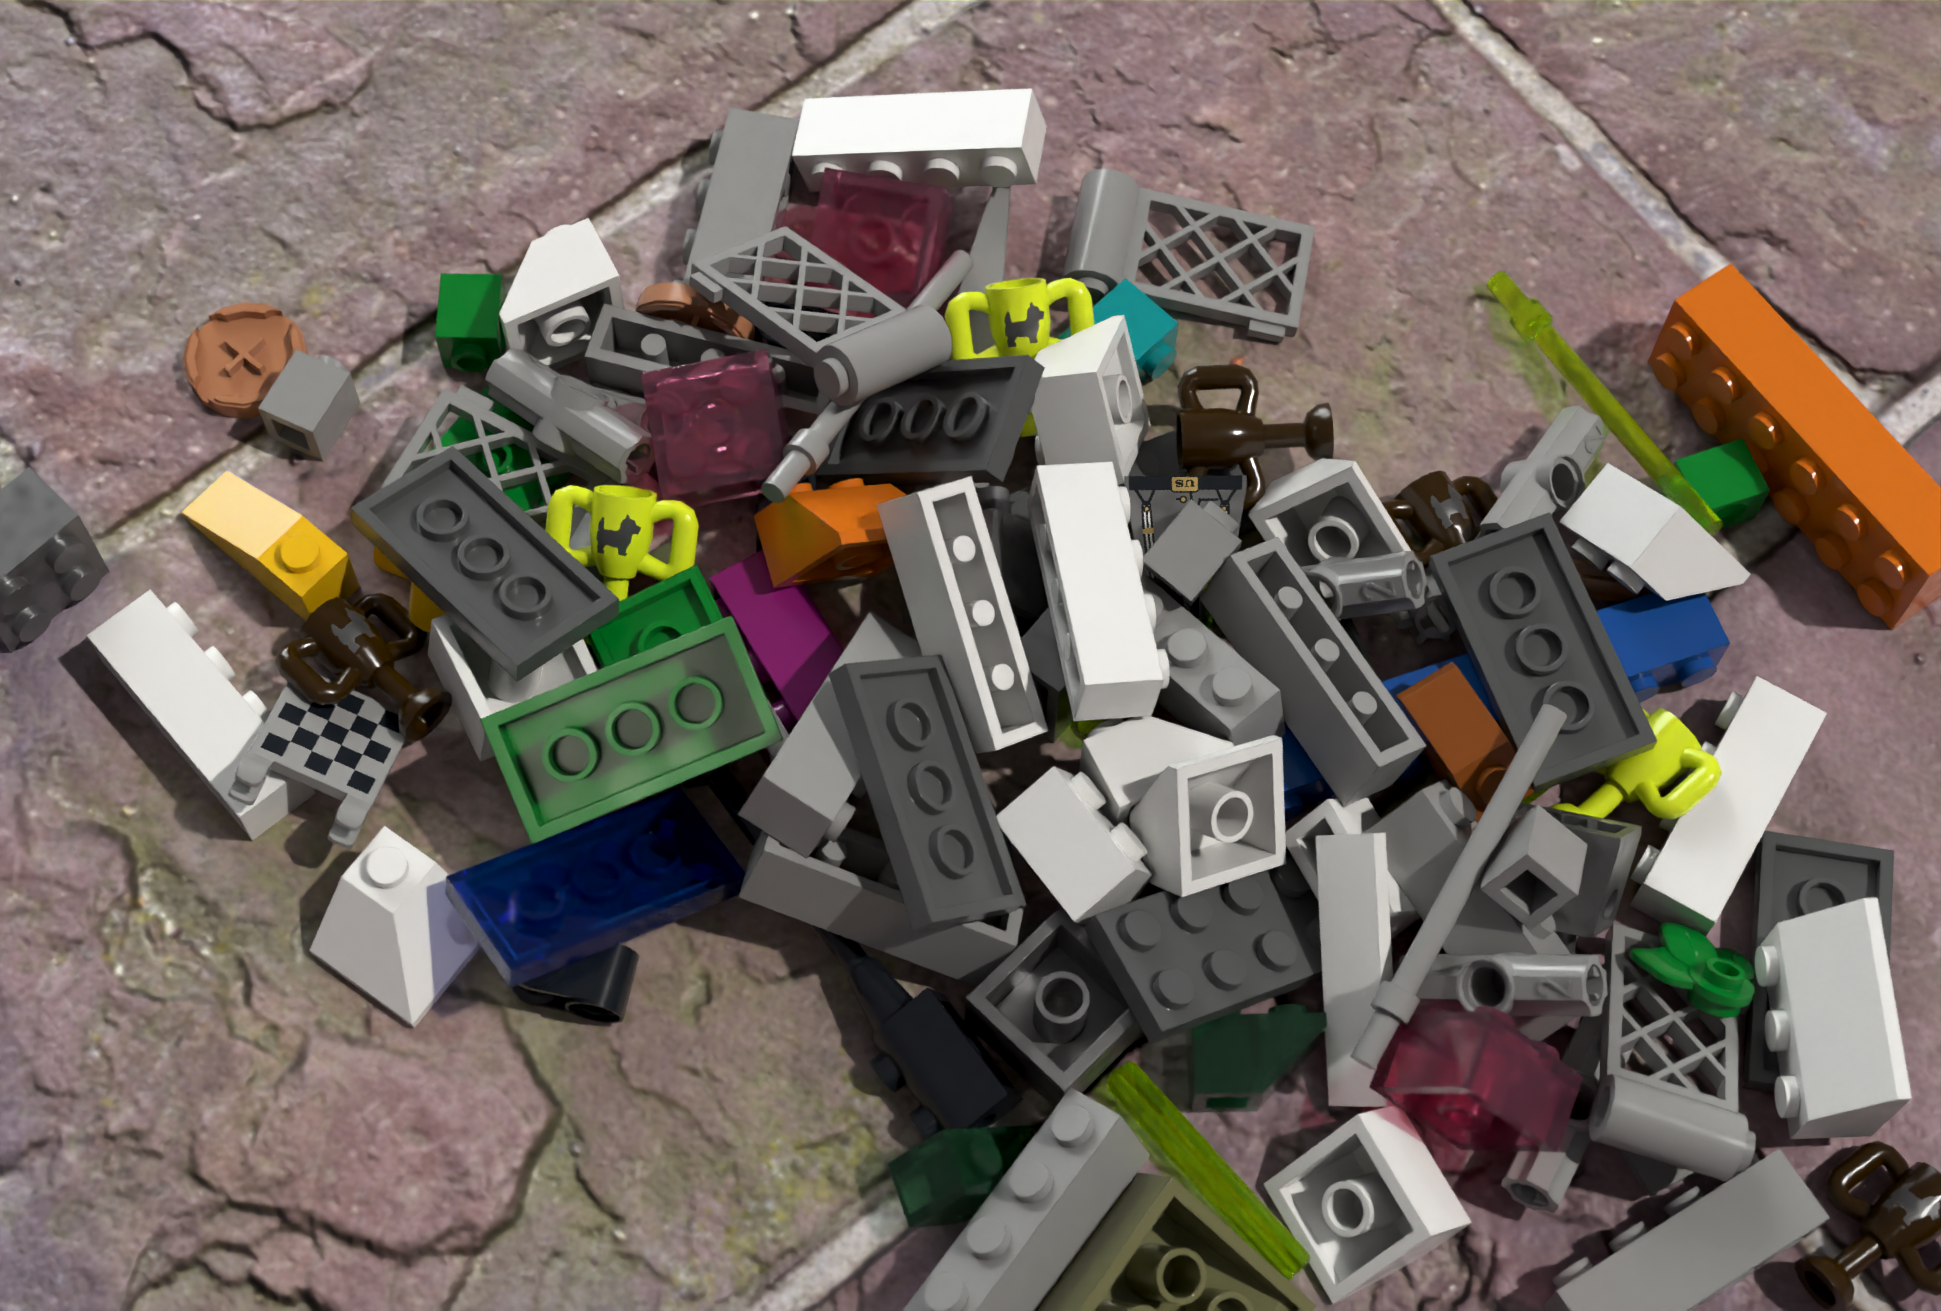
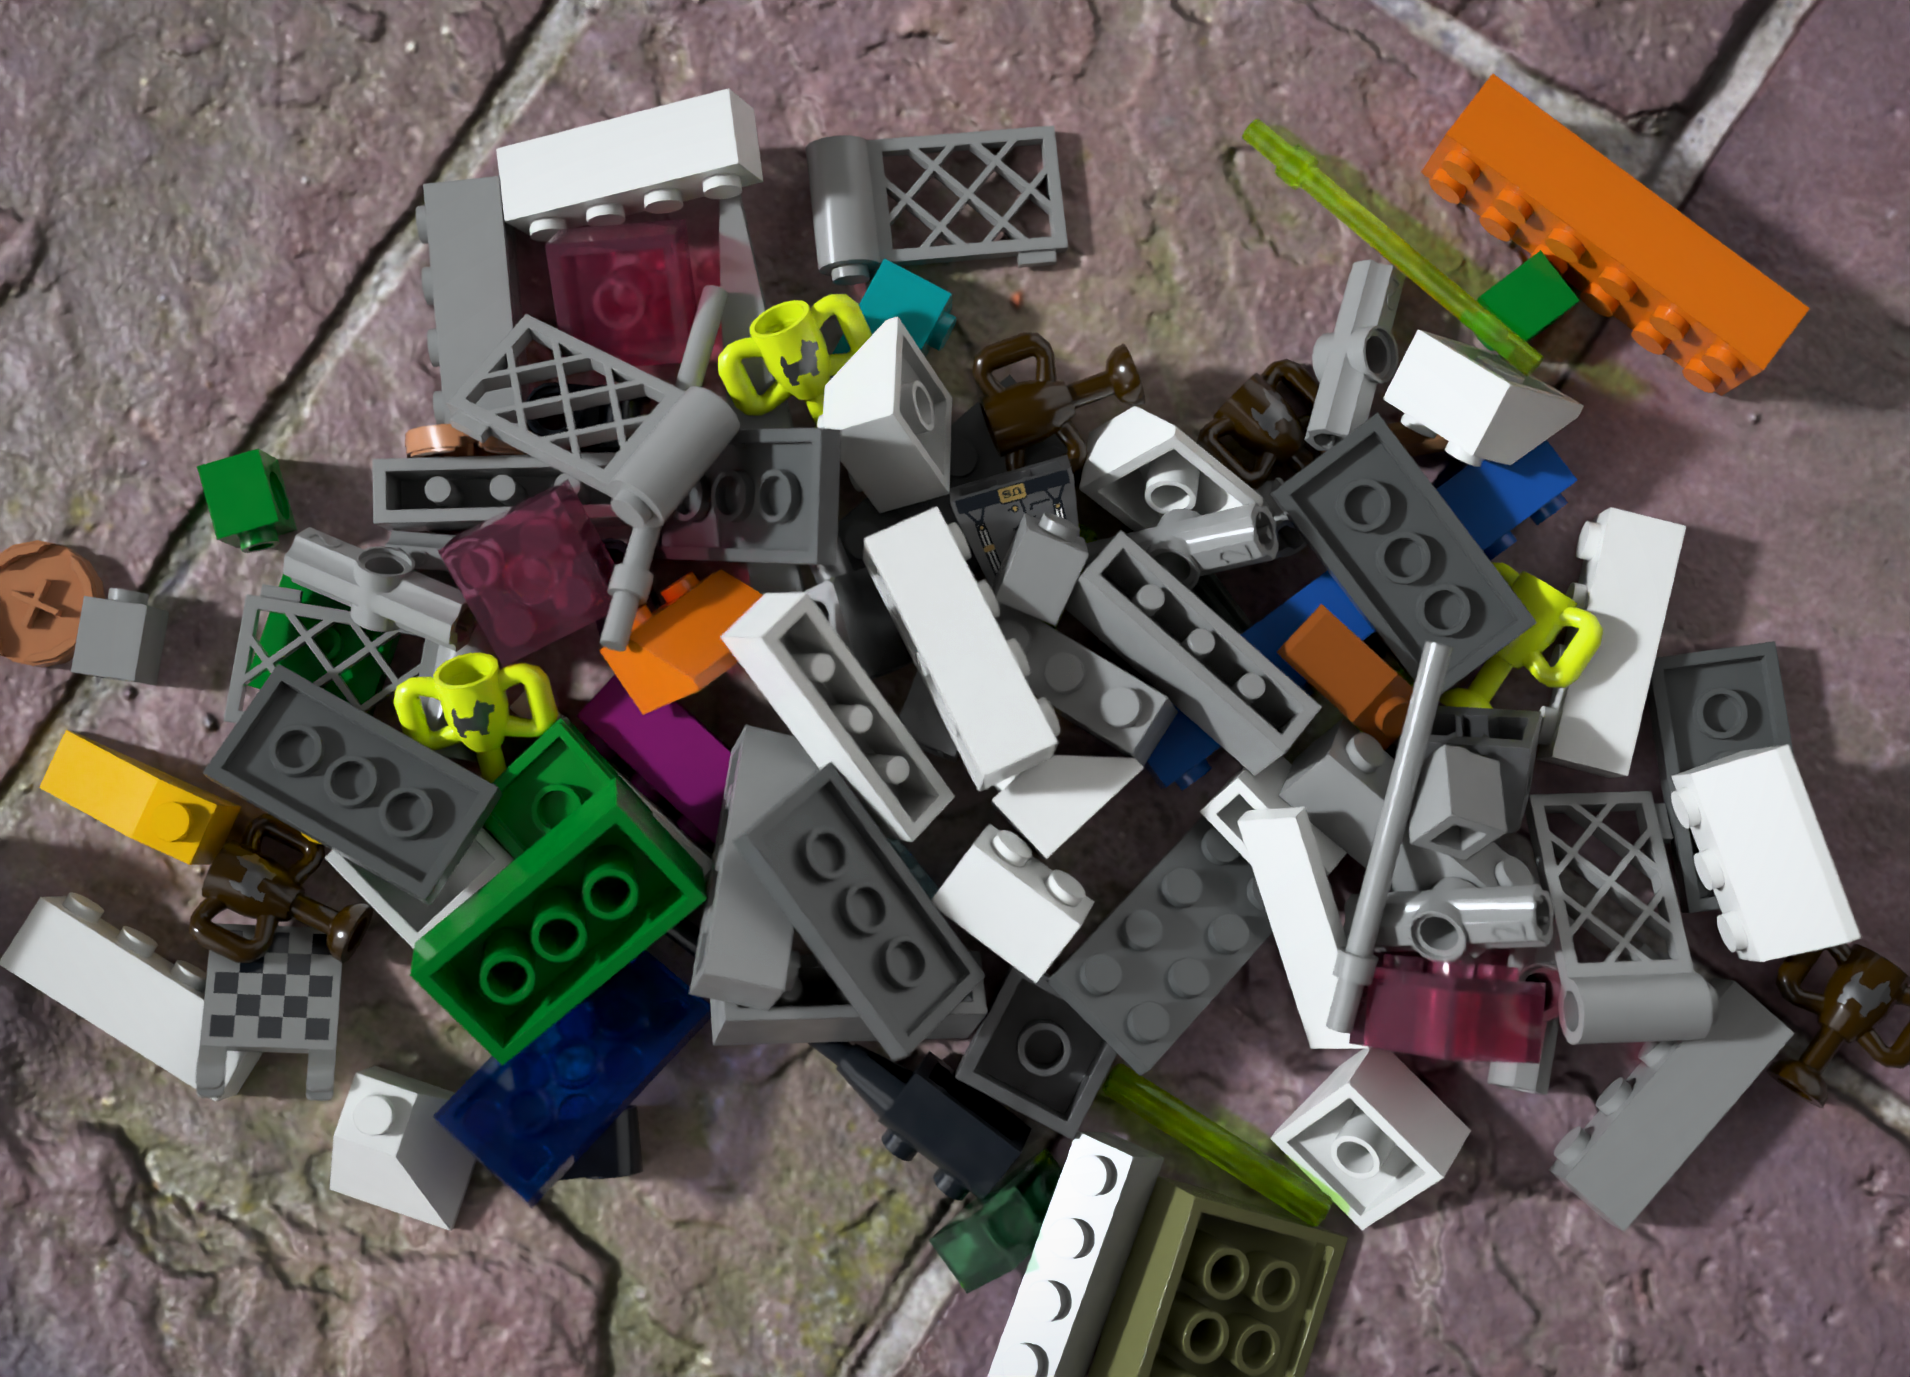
camera: 10 degrees left, 20 degrees up
(560, 295) = (325, 459): white slope -> none
(1214, 818) = (1139, 837): white slope -> none
(1247, 1057) = (1232, 1031): clear green slope -> none
(1715, 977) = (1622, 824): green plate -> none

